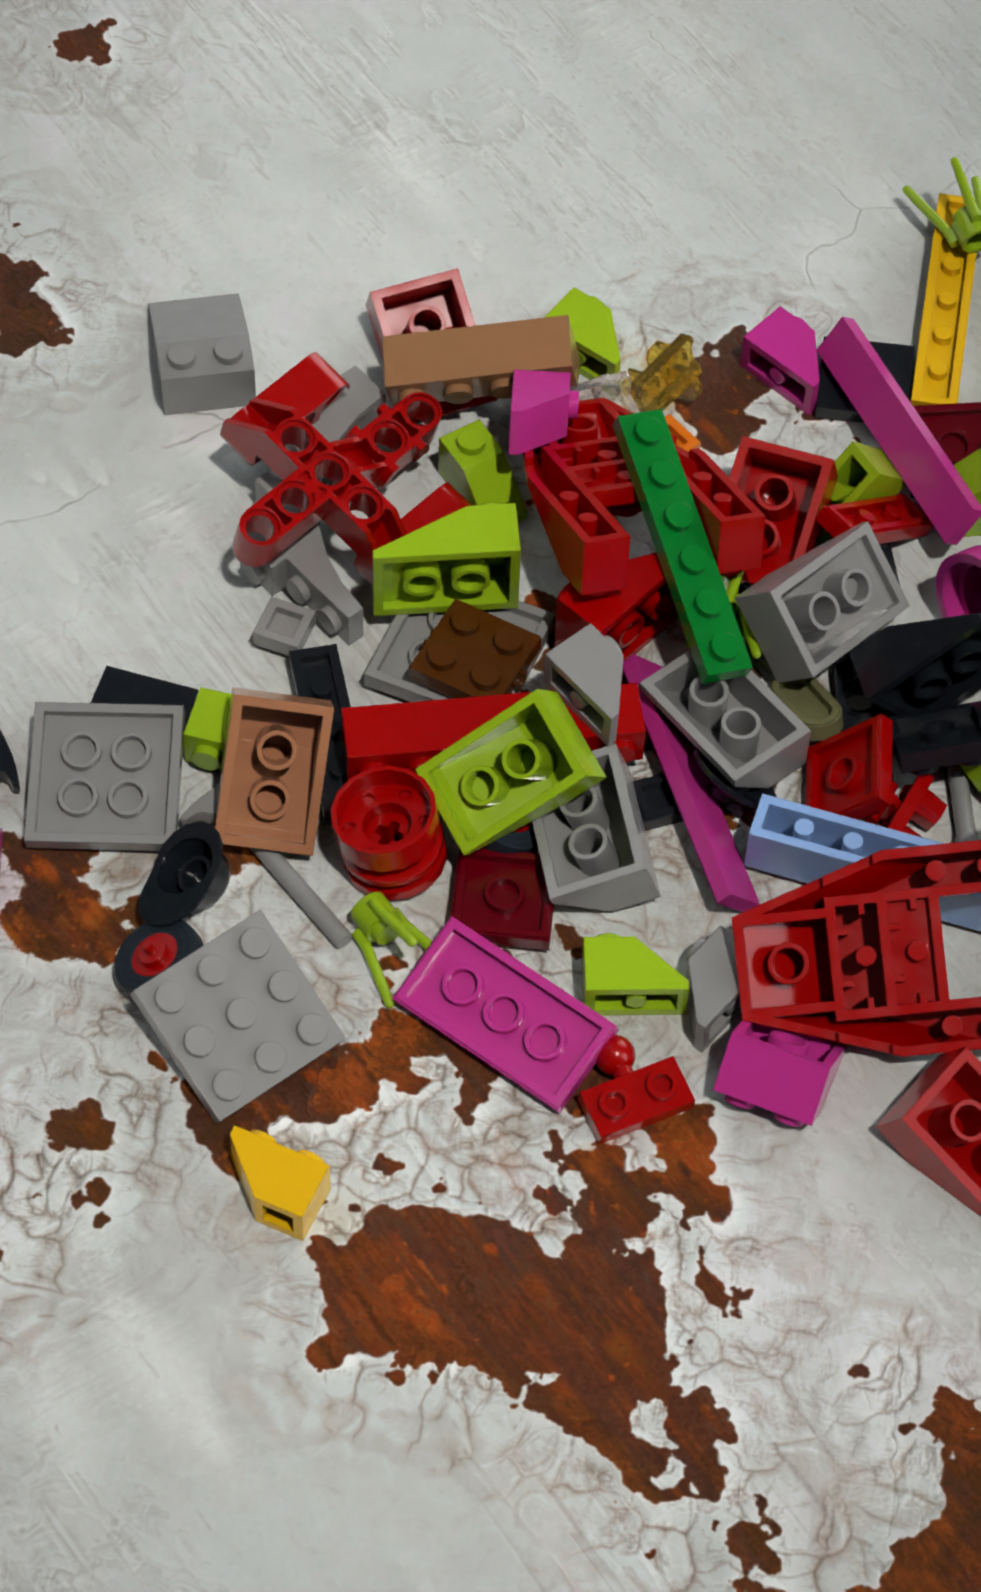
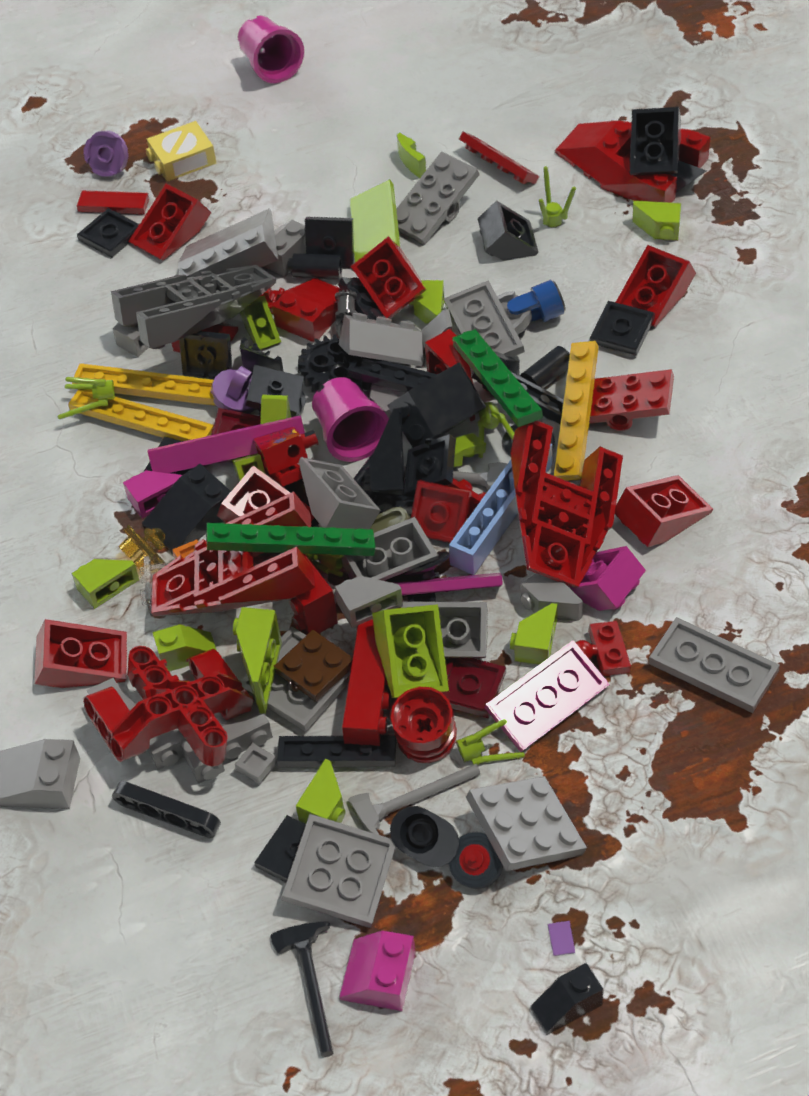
camera: 70 degrees left, 5 degrees down
(56, 1116) = (561, 938): none -> medium lavender sticker
(175, 530) = (166, 809): none -> black beam
(273, 770) = (366, 771): nougat slope -> none
(279, 1183) = (634, 823): yellow slope -> none
(477, 359) = (116, 621): medium nougat wedge -> none
(540, 409) = (167, 594): dark pink slope -> none
(637, 1271) = (714, 664): none -> light grey plate
(767, 408) = (188, 507): none -> black slope
(900, 502) = (276, 448): none -> red torso

